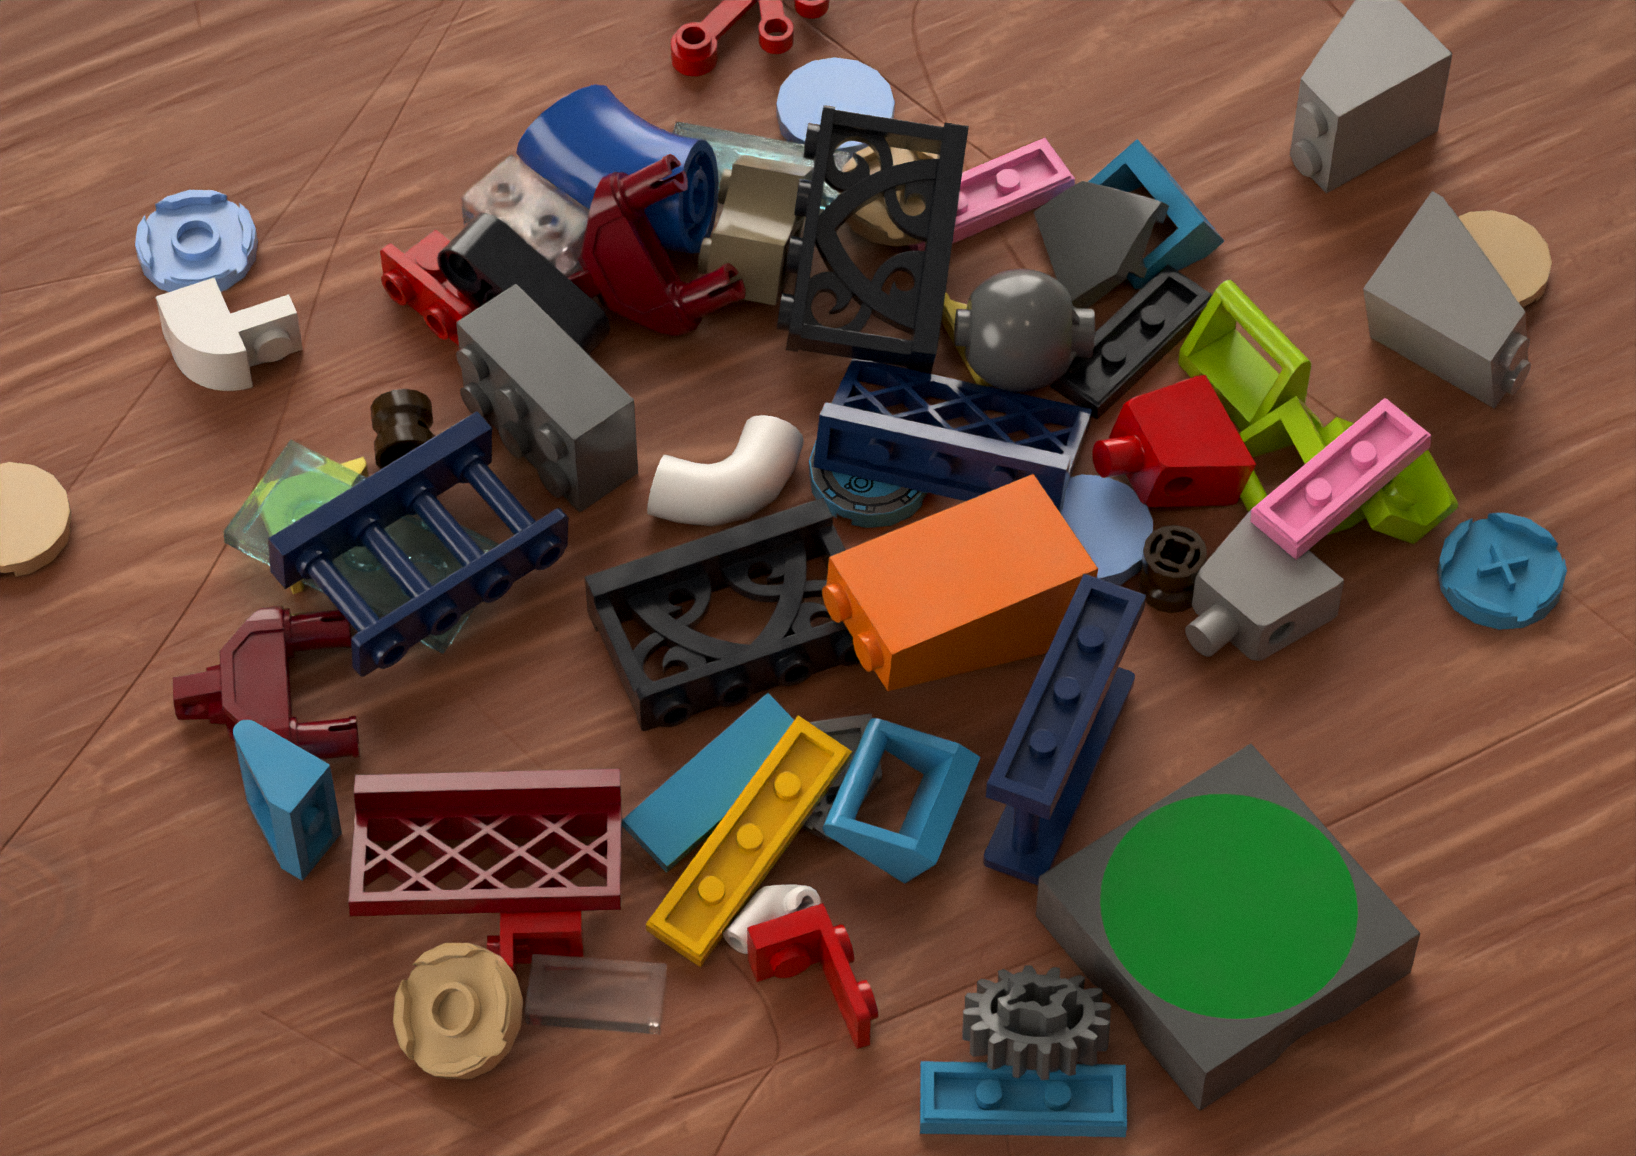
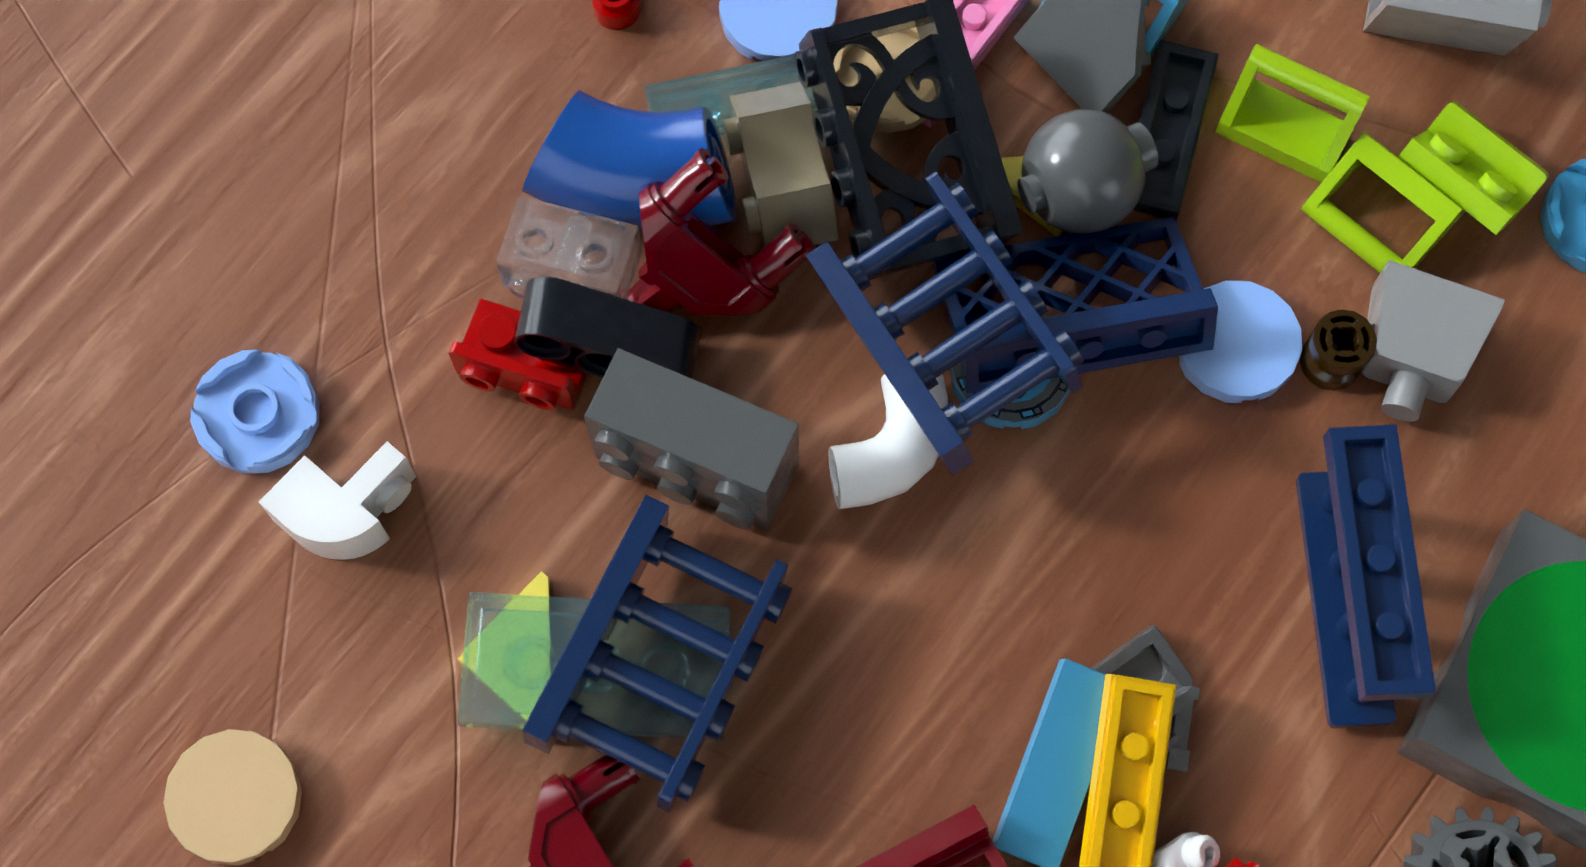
camera: 25 degrees left, 15 degrees up
(401, 423) = (565, 527): dark brown wheel -> none
(719, 669) = (984, 494): black fence -> none
(755, 367) = (917, 374): none -> dark blue fence
(945, 780) = (1263, 702): dark azure tile -> none
(959, 587) = (1190, 472): orange slope -> none
(1177, 448) = (1280, 227): red torso -> none
(1340, 478) = (1455, 202): bright pink tile -> none

